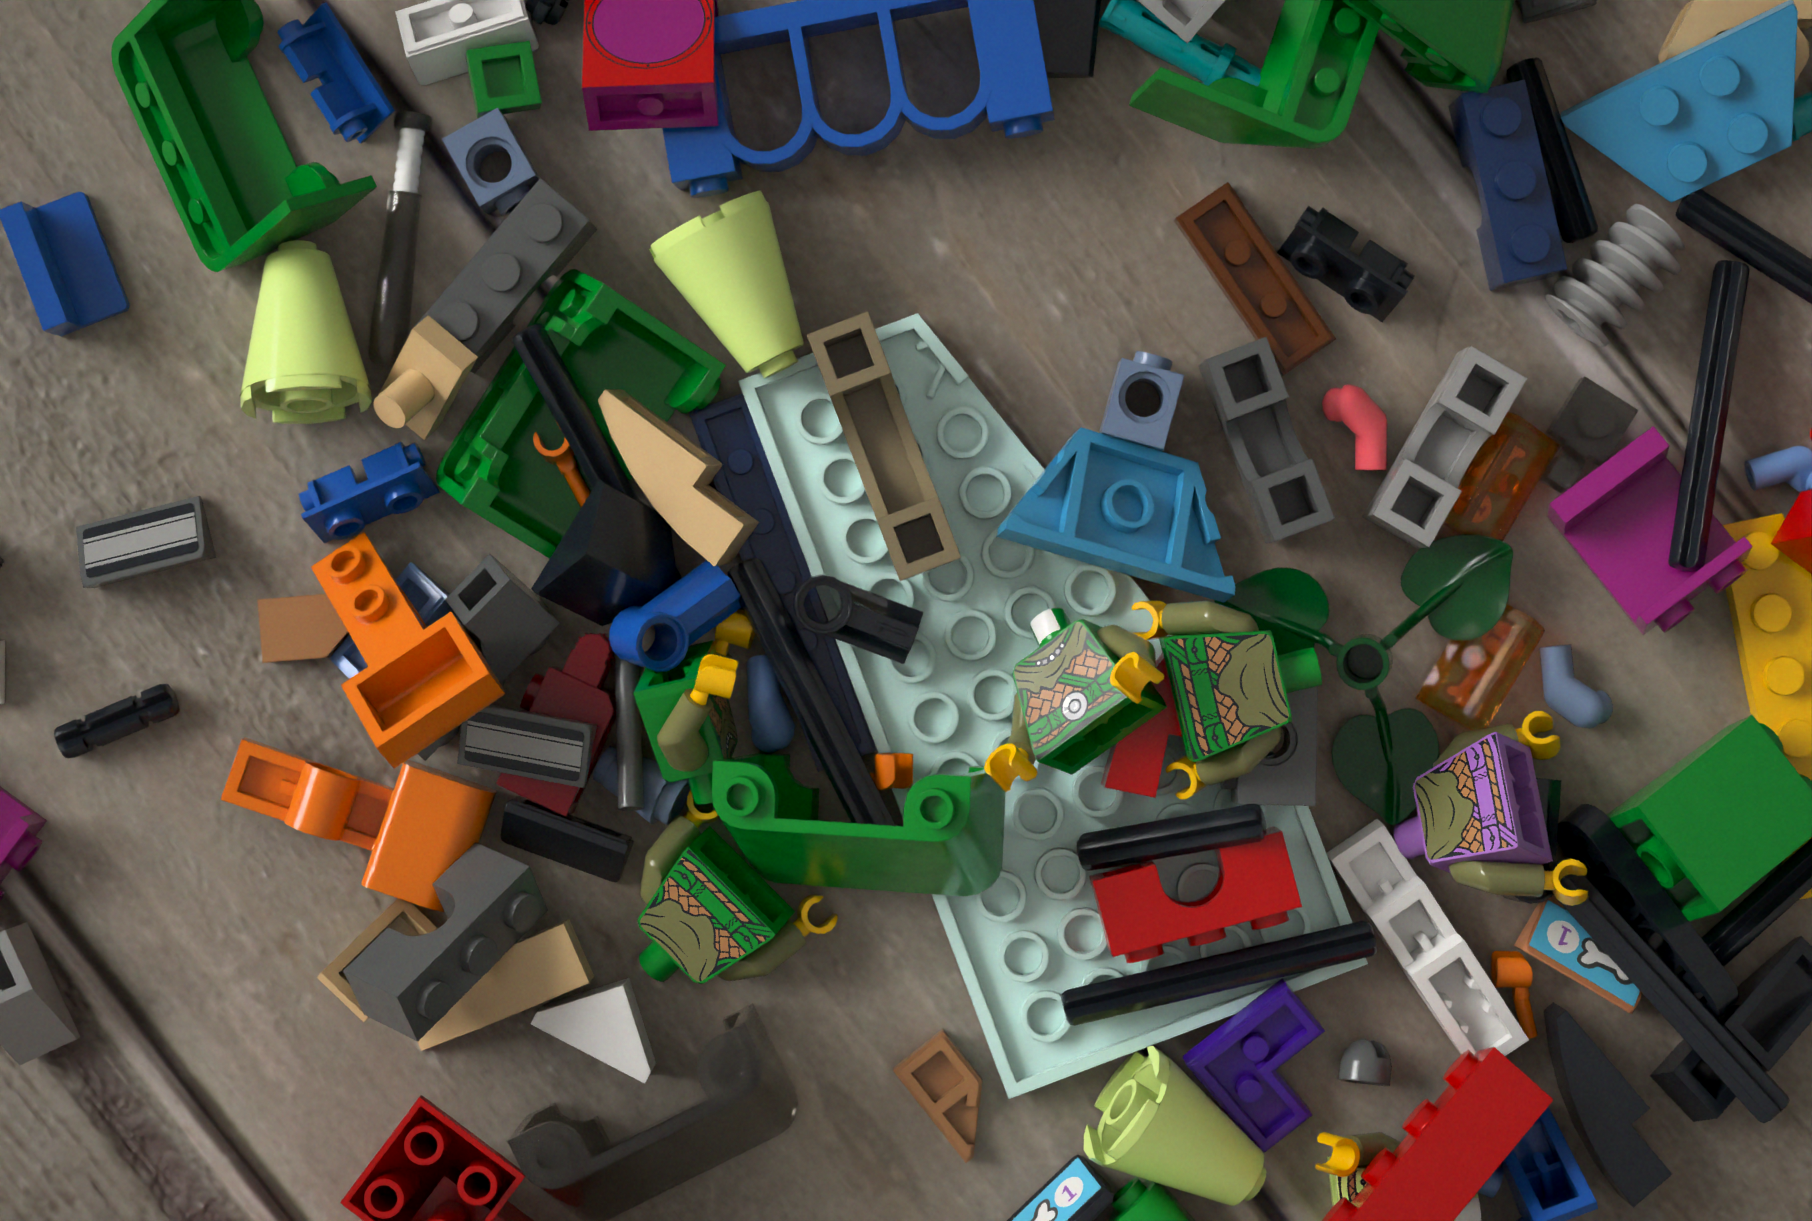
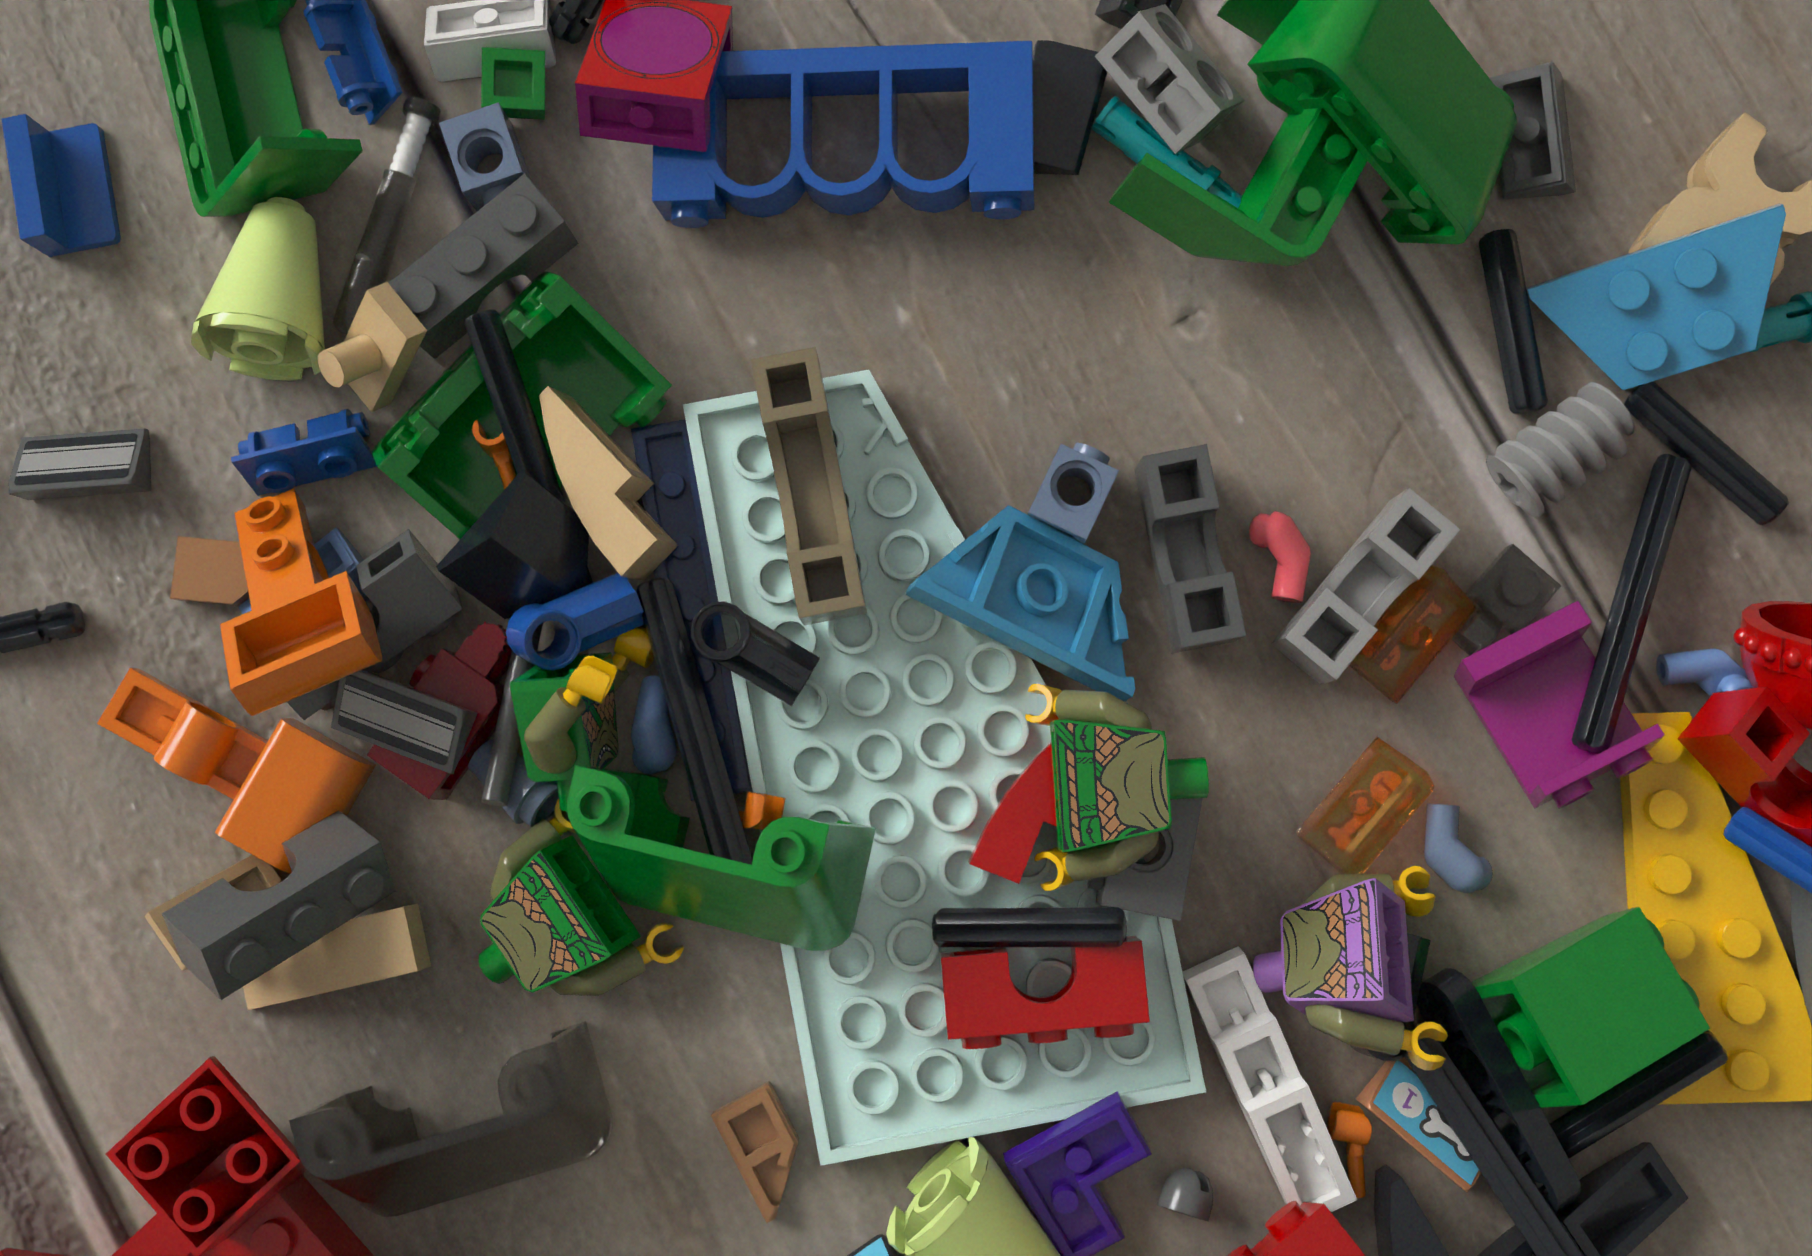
camera: 20 degrees right, 5 degrees down
(565, 839) = (431, 823): black slope -> none
(604, 1025) = (429, 1018): white slope -> none
(736, 281) = (695, 303): yellowish green cone -> none
(1075, 696) = (955, 768): torso -> none
(1219, 973) = (1054, 1075): black axle -> none
(1254, 278) = (1203, 393): reddish brown tile -> none
(1321, 251) = (1312, 415): black hinge -> none
(1461, 589) = (1361, 736): dark green plant -> none
(1518, 216) = (1472, 383): dark blue arch -> none

